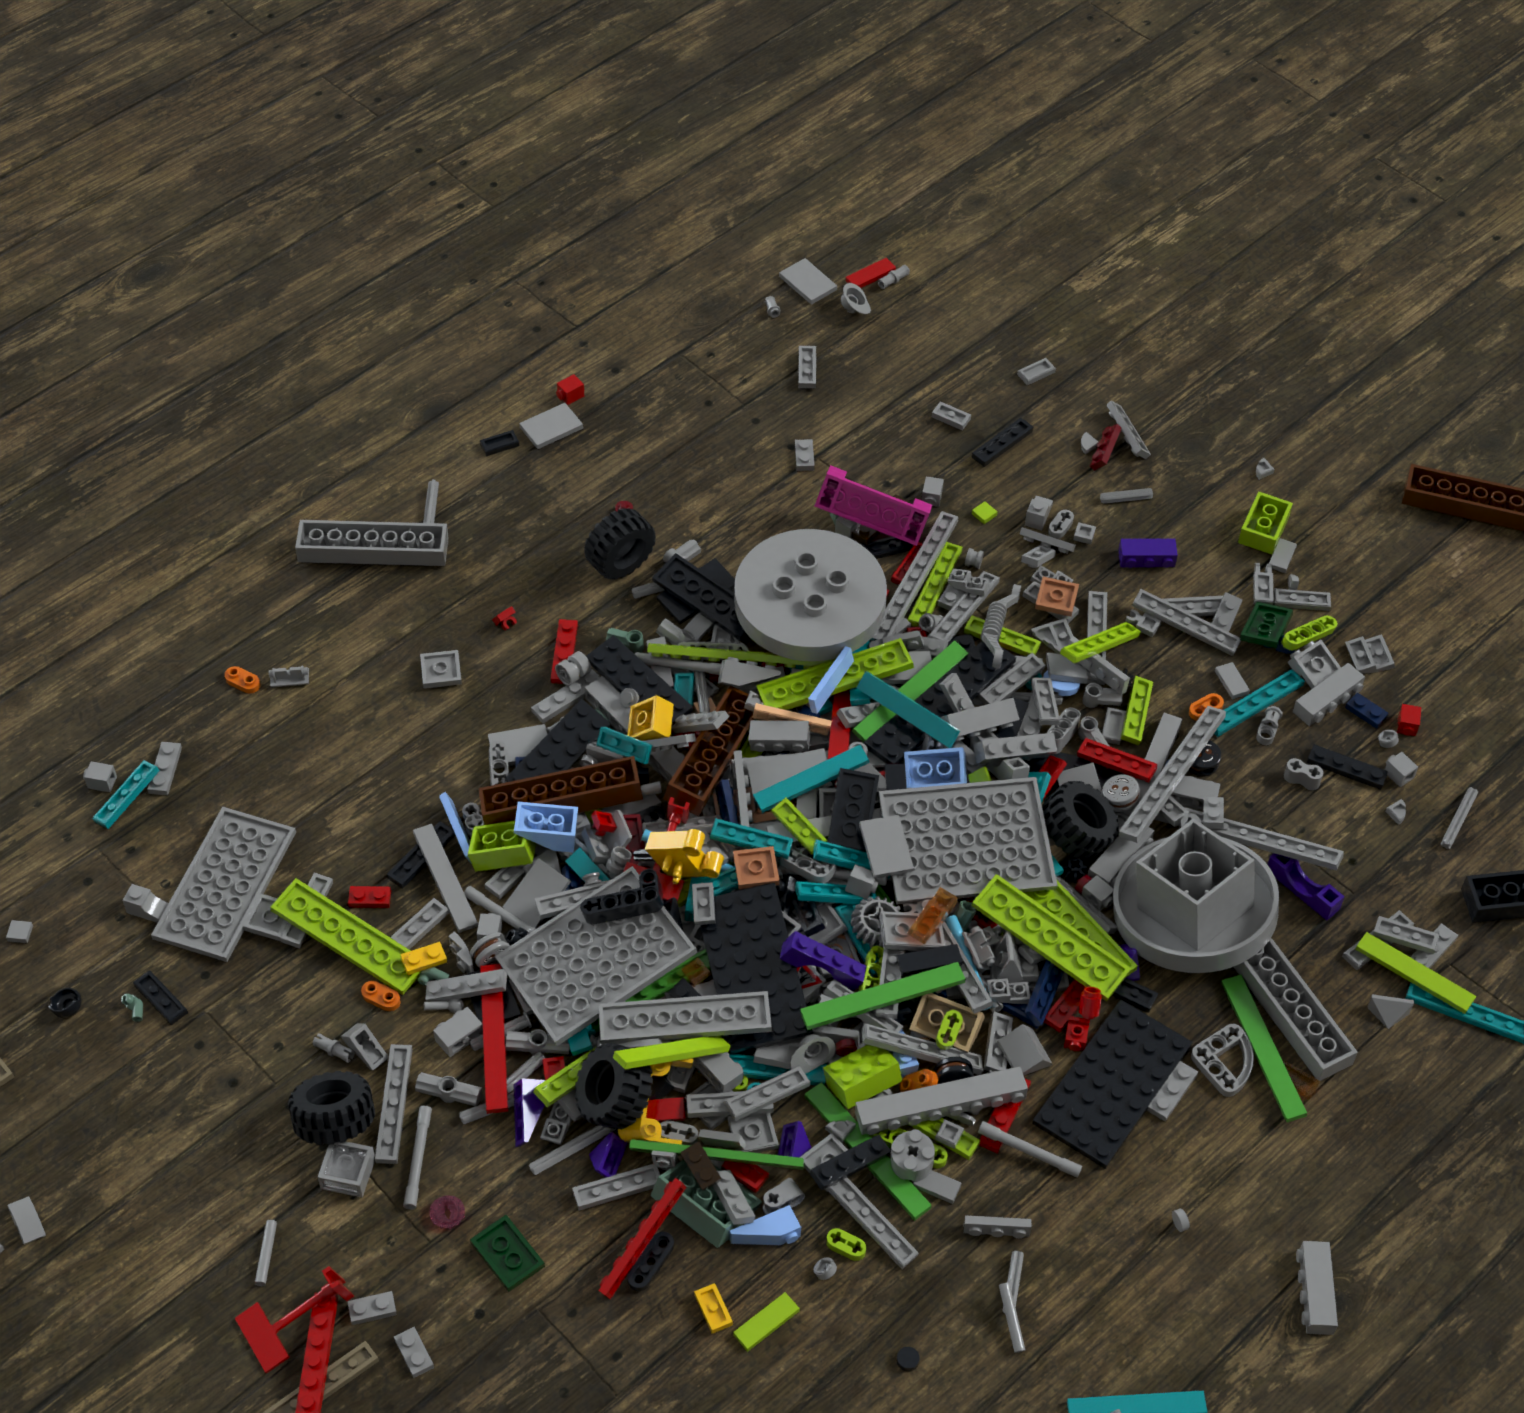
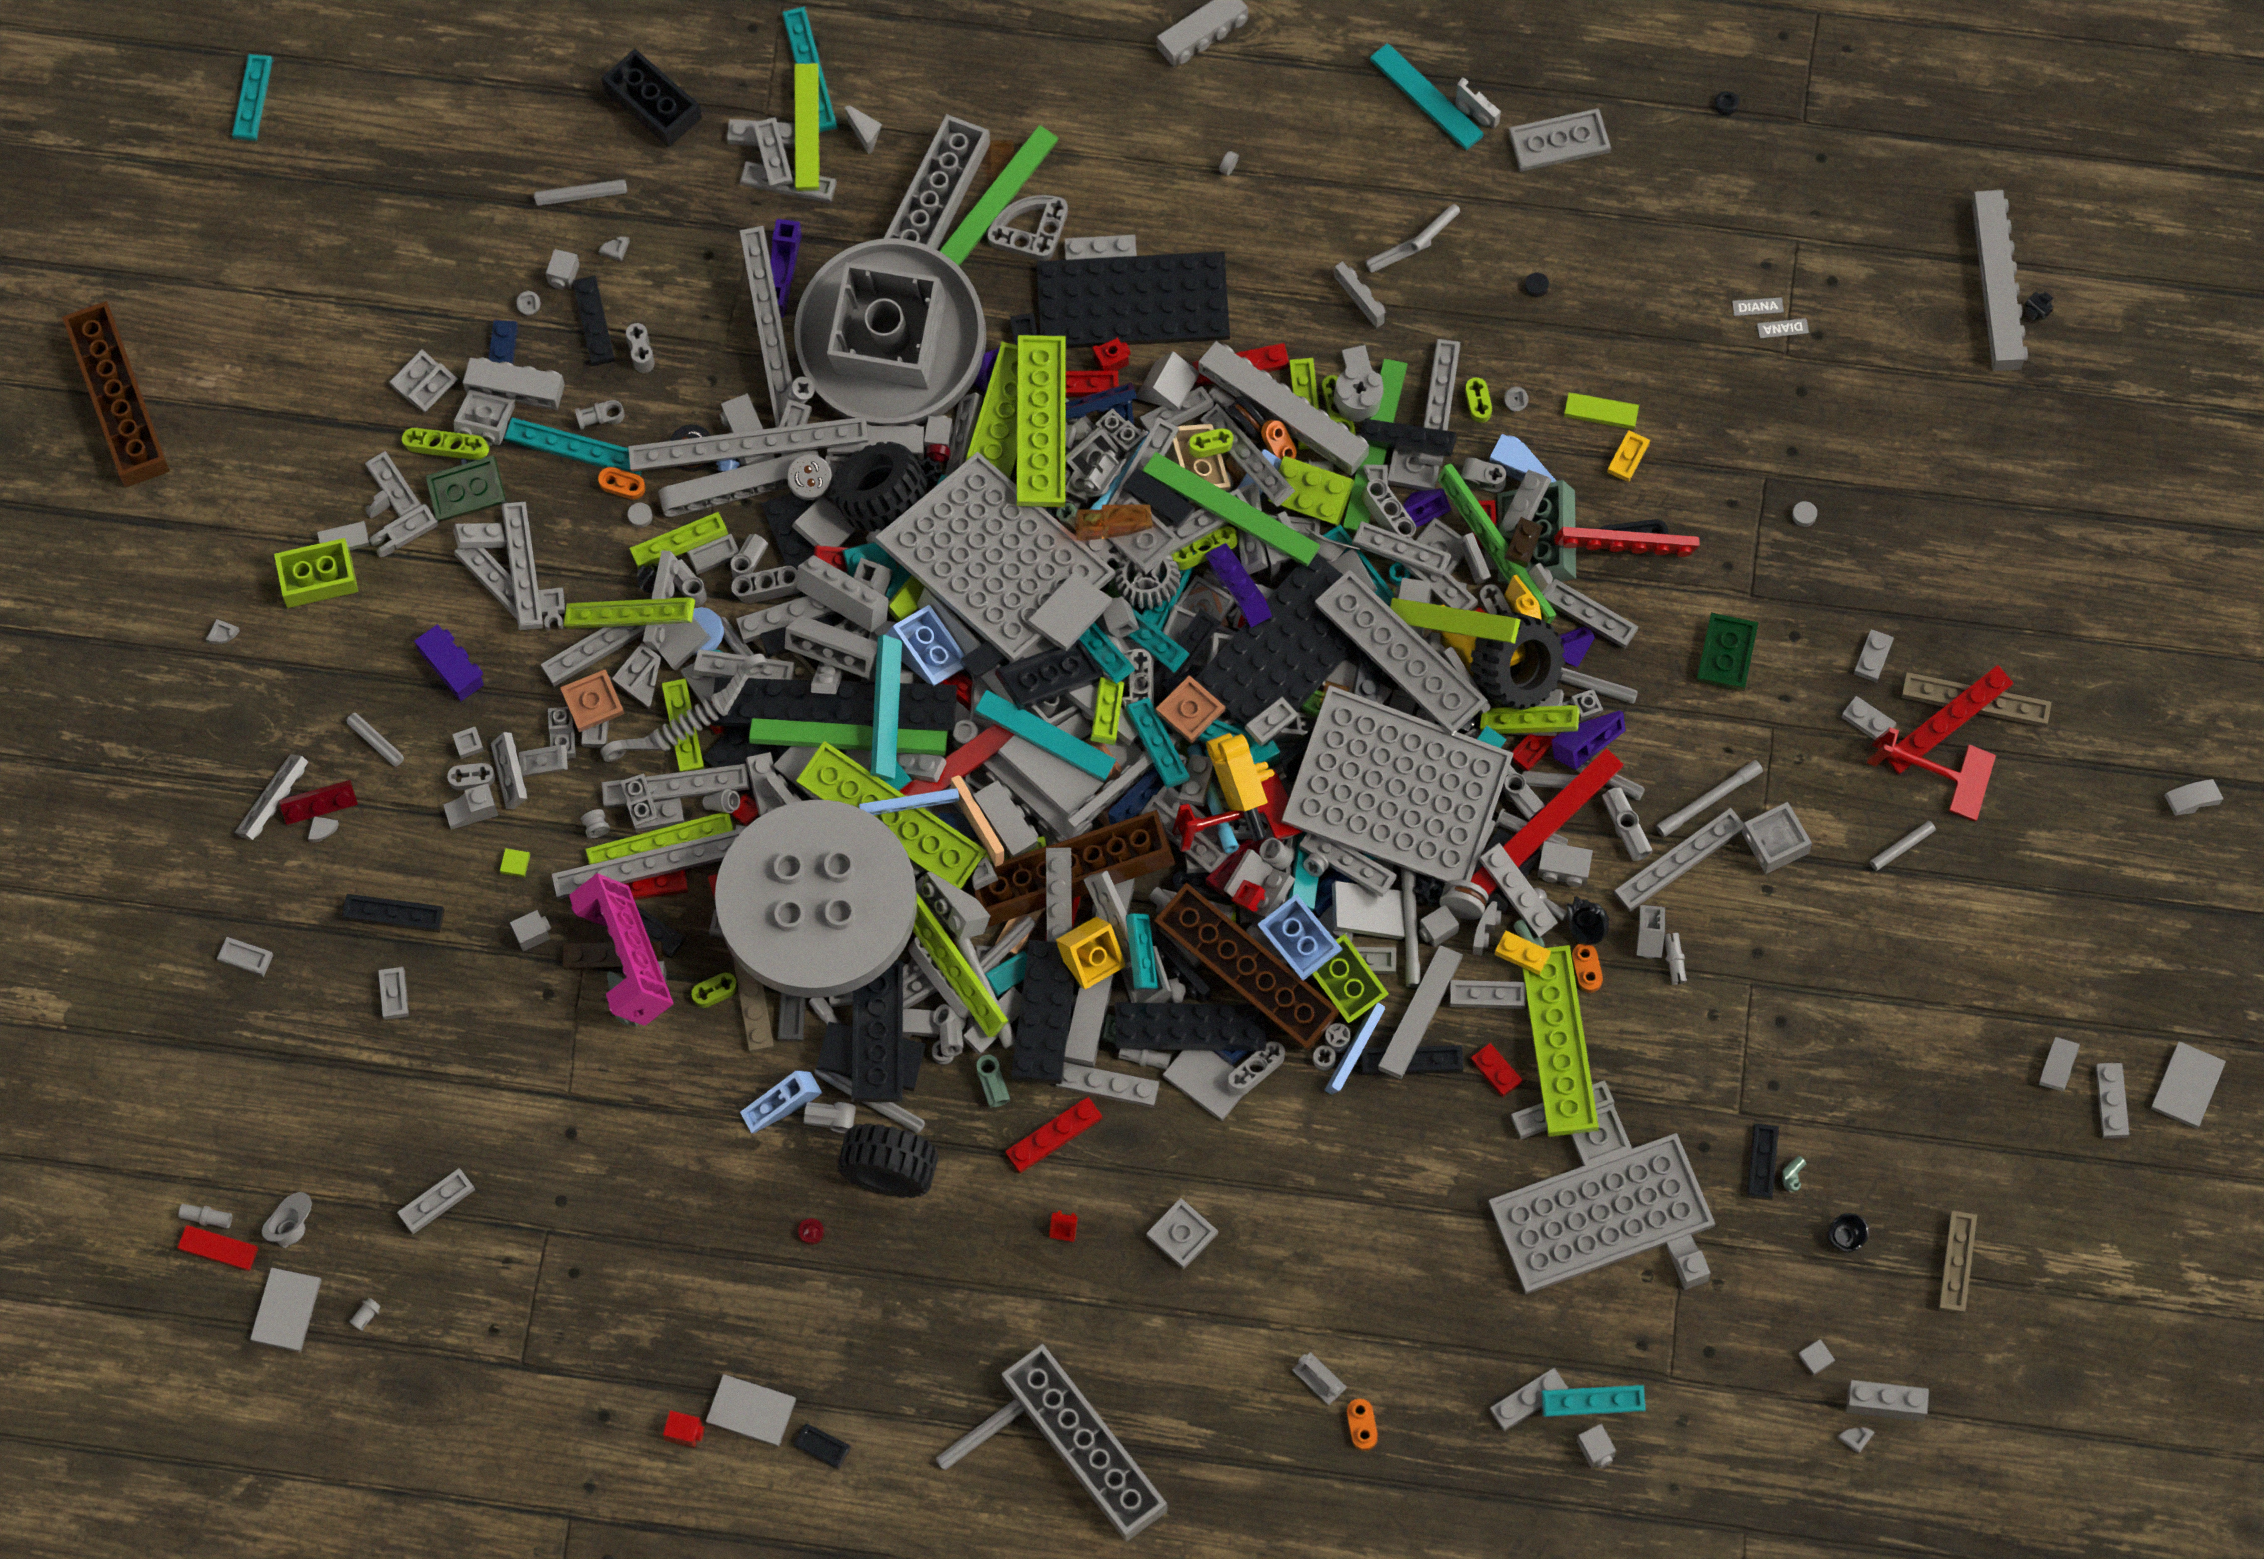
camera: 125 degrees left, 15 degrees up
(331, 1108) = (1710, 891): black tyre -> none
(406, 1013) = (1587, 921): none -> black hair
(453, 1204) = (1733, 721): clear pink gear -> none
(561, 1396) = (1804, 514): none -> light grey tile
(572, 668) = (1071, 1088): light grey wheel -> none
(599, 910) = (1331, 791): black beam -> none
(629, 697) = (1075, 998): light grey plate -> none
(713, 540) = (781, 1100): none -> light blue slope
(796, 1107) = (1388, 501): none -> light grey beam
(804, 455) = (576, 1106): light grey plate -> none
(845, 1047) = (1298, 521): dark red tile -> none
(949, 1133) = (1307, 384): light grey tile -> none
(998, 1135) = (1275, 346): light grey piece -> none
(1045, 701) = (751, 613): light grey tile -> none
(1090, 1002) = (1081, 349): red brick -> none
(1117, 760) = (769, 507): red plate -> none
(1175, 705) = (640, 515): none -> light grey tile
(1213, 812) = (768, 382): light grey plate -> none
(1232, 680) = (563, 483): light grey tile -> none
(1409, 720) = (491, 296): red brick -> none

